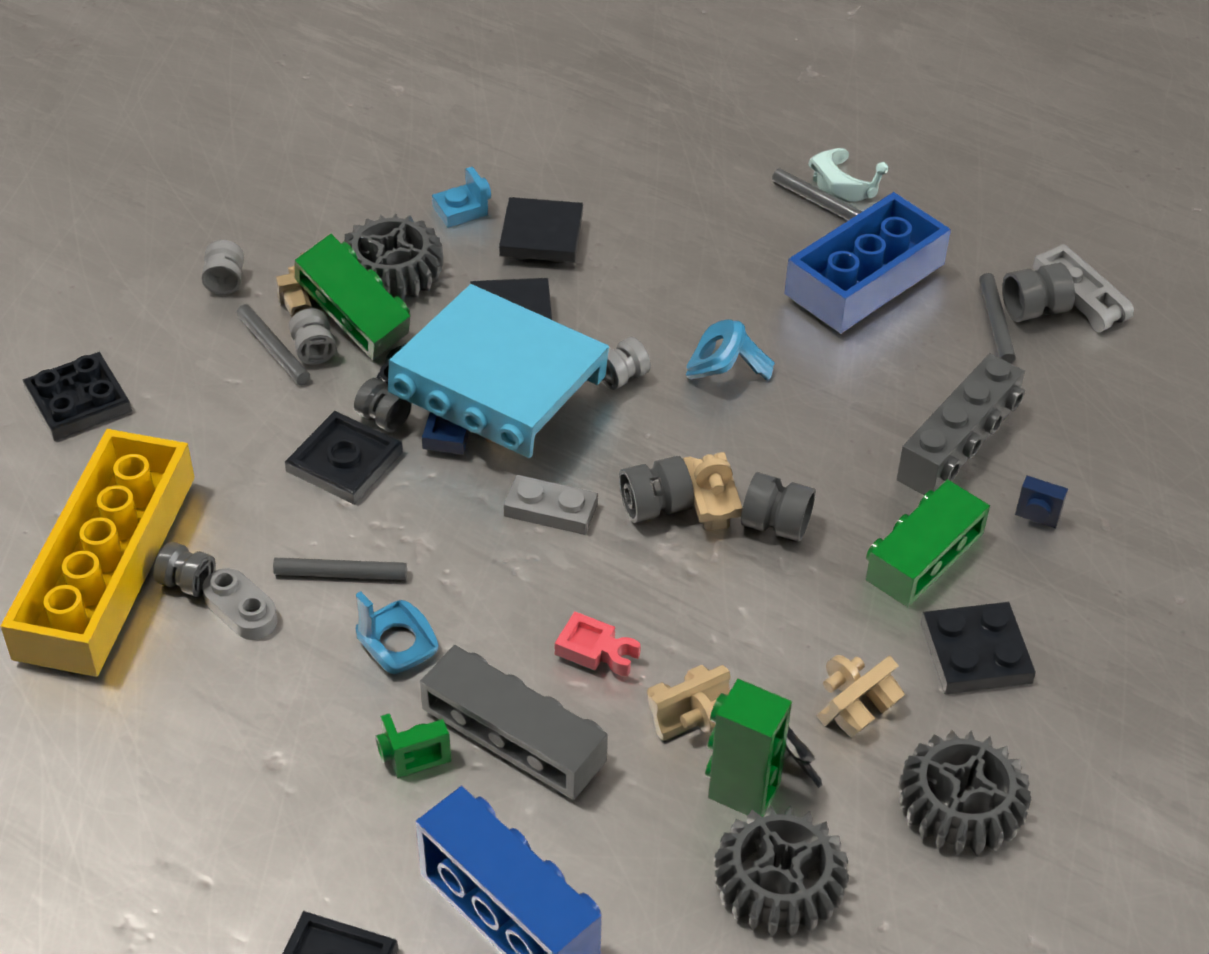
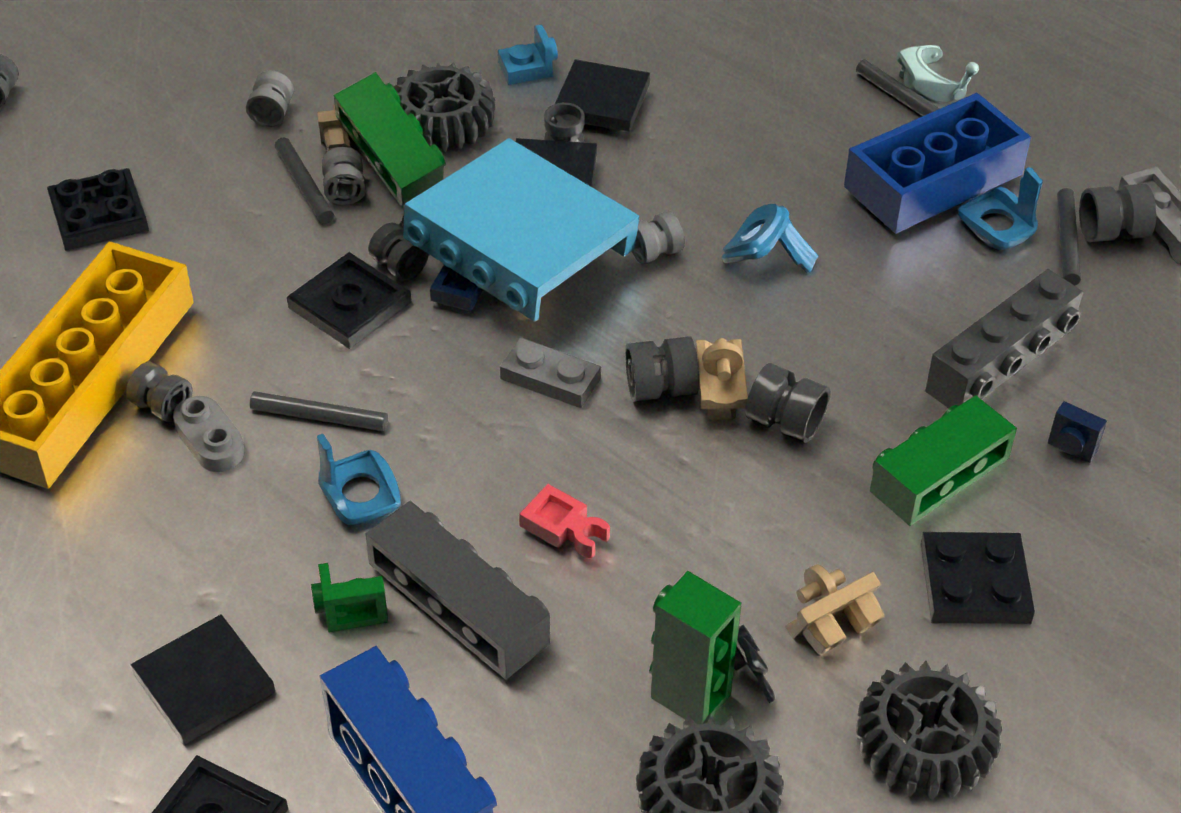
camera: 10 degrees right, 0 degrees up
(290, 838) = (203, 679): none -> black tile
(513, 261) = (564, 123): none -> dark grey wheel
(689, 702) = (633, 595): tan hips -> none
(931, 291) = (1001, 200): none -> dark azure piece

